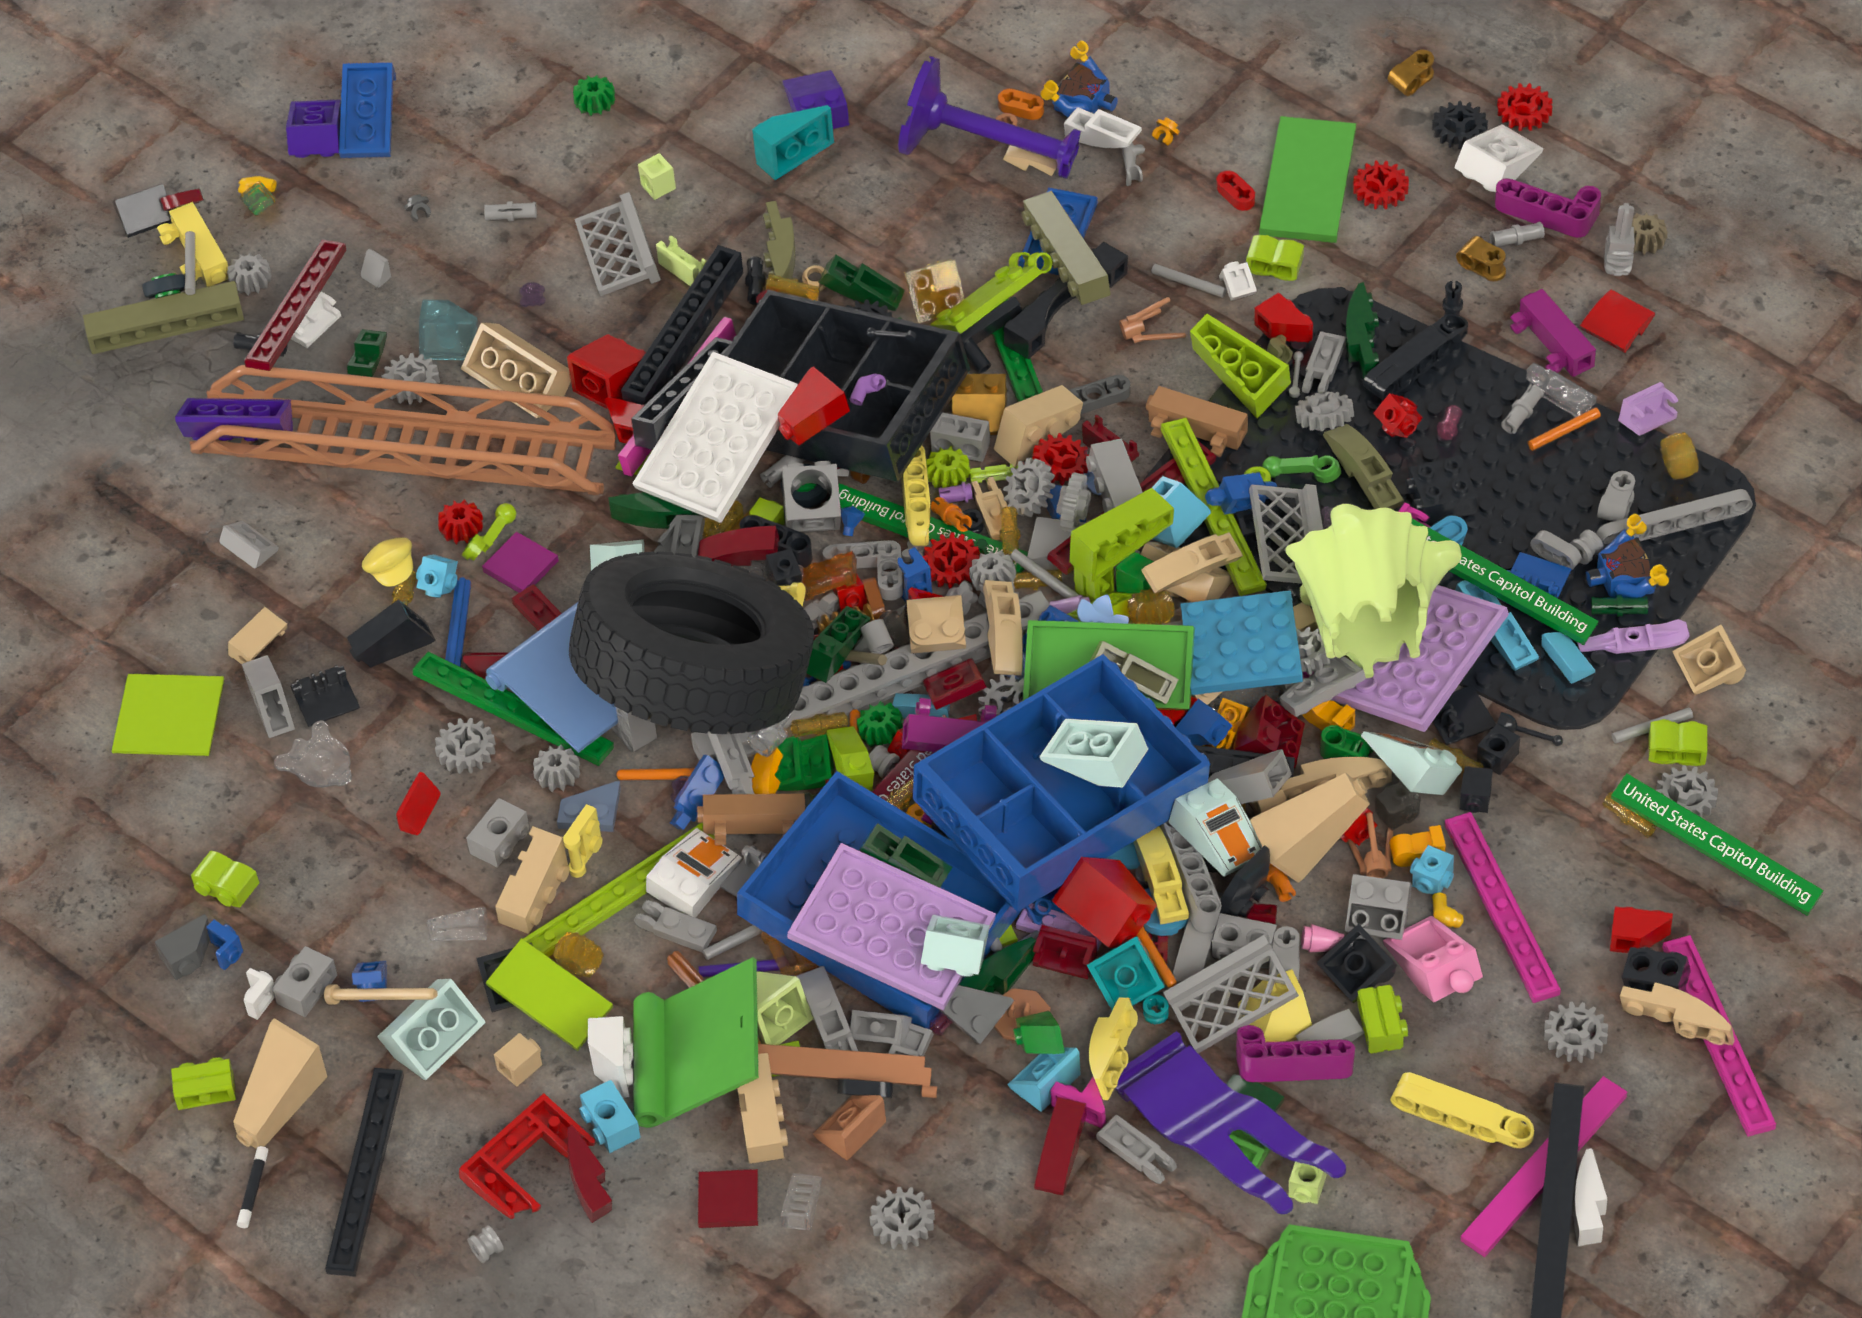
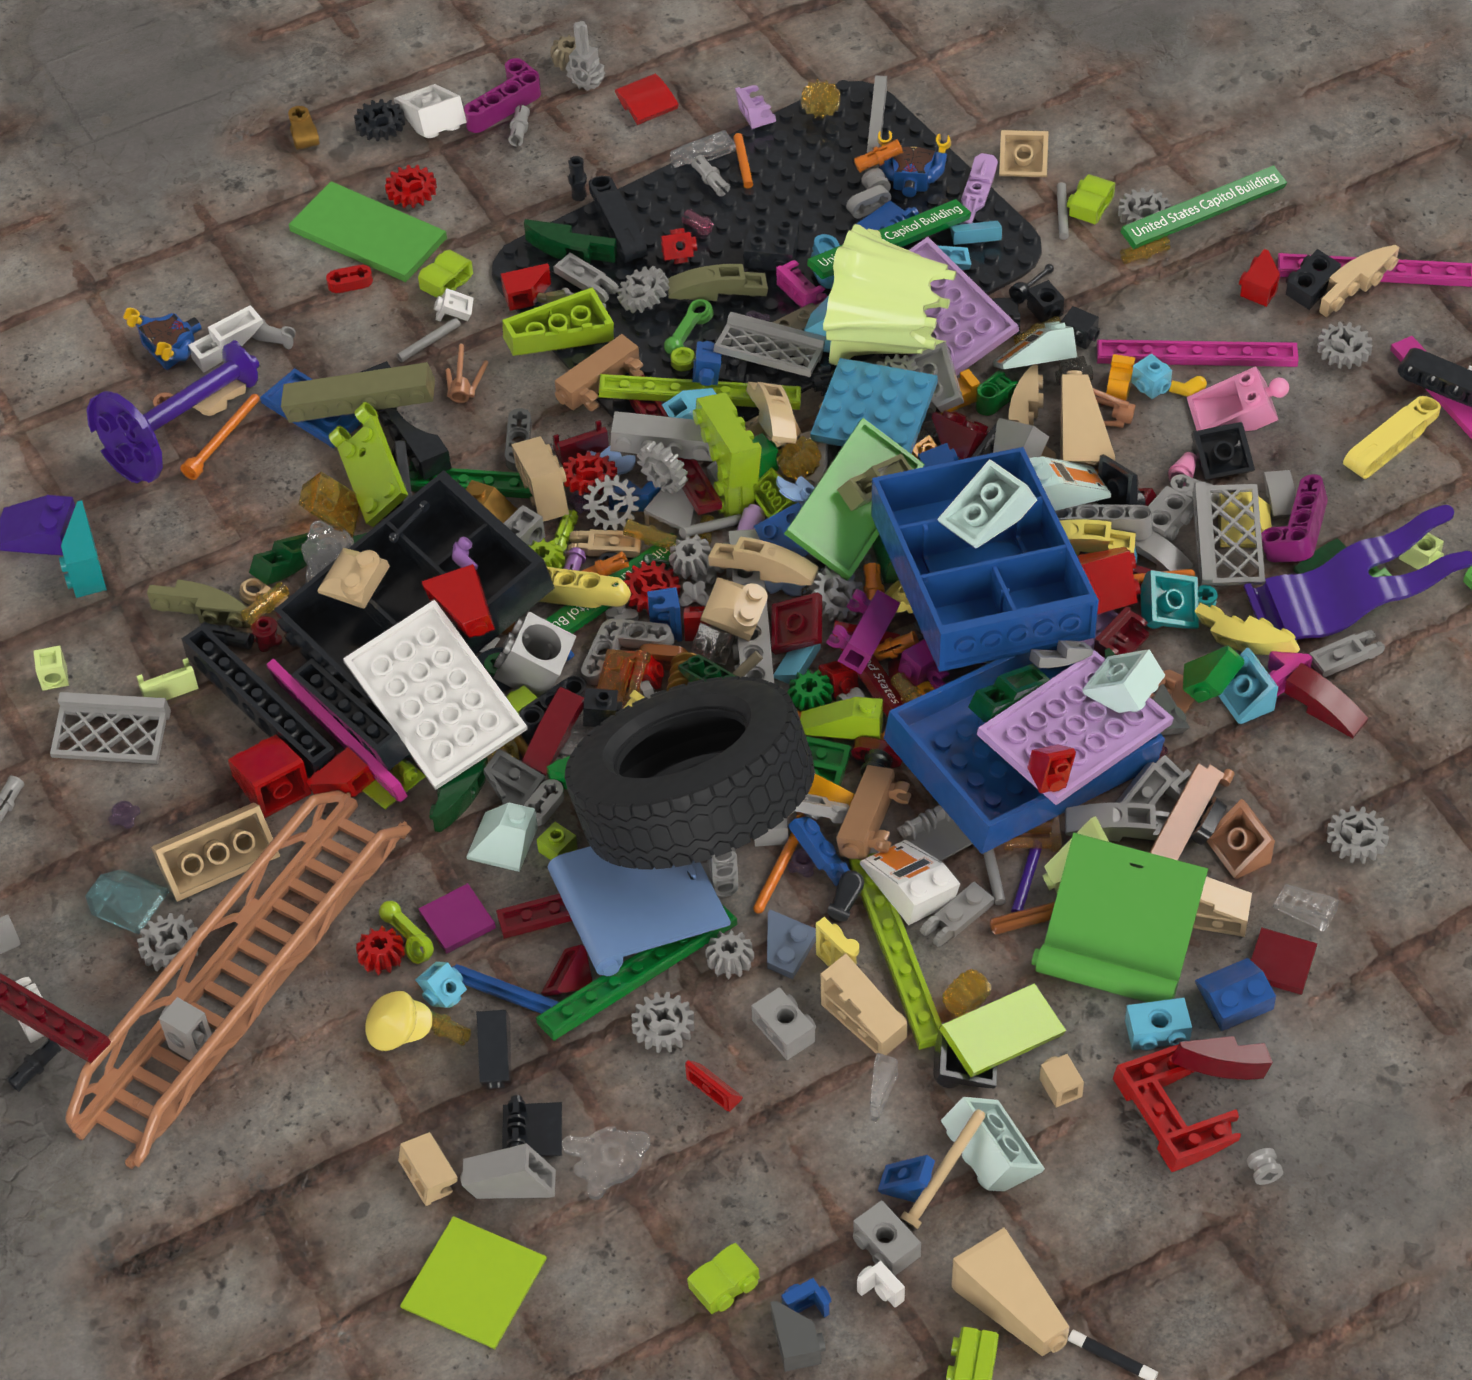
camera: 70 degrees left, 0 degrees up
(204, 414) = (130, 1105): dark purple slope -> none
(247, 543) = (291, 1148): light grey slope -> none
(315, 416) = (184, 1028): none -> light grey brick
(364, 1172) = (1134, 1251): black tile -> none
(368, 352) = (105, 975): dark green slope -> none
(611, 1051) = (1099, 996): white slope -> none
(659, 830) = (847, 892): none -> black piece
(666, 1165) = (1236, 993): none -> blue slope
(806, 907) = (1051, 767): none -> red slope
(816, 325) = (354, 577): none -> tan slope
(873, 299) = (323, 547): none -> clear tile
(874, 638) = (727, 654): light grey piece -> none
(941, 176) = (194, 466): none -> orange piece
(970, 884) = (1066, 654): none -> light grey slope
(1021, 104) = (147, 387): orange beam -> none
(1166, 126) = (251, 296): light orange plate -> none
(1378, 906) = (1170, 420): light grey slope -> none
(1381, 1019) = (1281, 454): lime brick -> none
(1482, 259) = (530, 152): pearl gold piece -> none
(1524, 107) = (388, 77): red gear -> none
(1556, 332) = (638, 135): magenta brick -> none
(1608, 528) = (878, 155): none -> orange pin
(1618, 497) = (838, 149): light grey piece -> none
(1619, 605) = (942, 185): dark green pin -> none

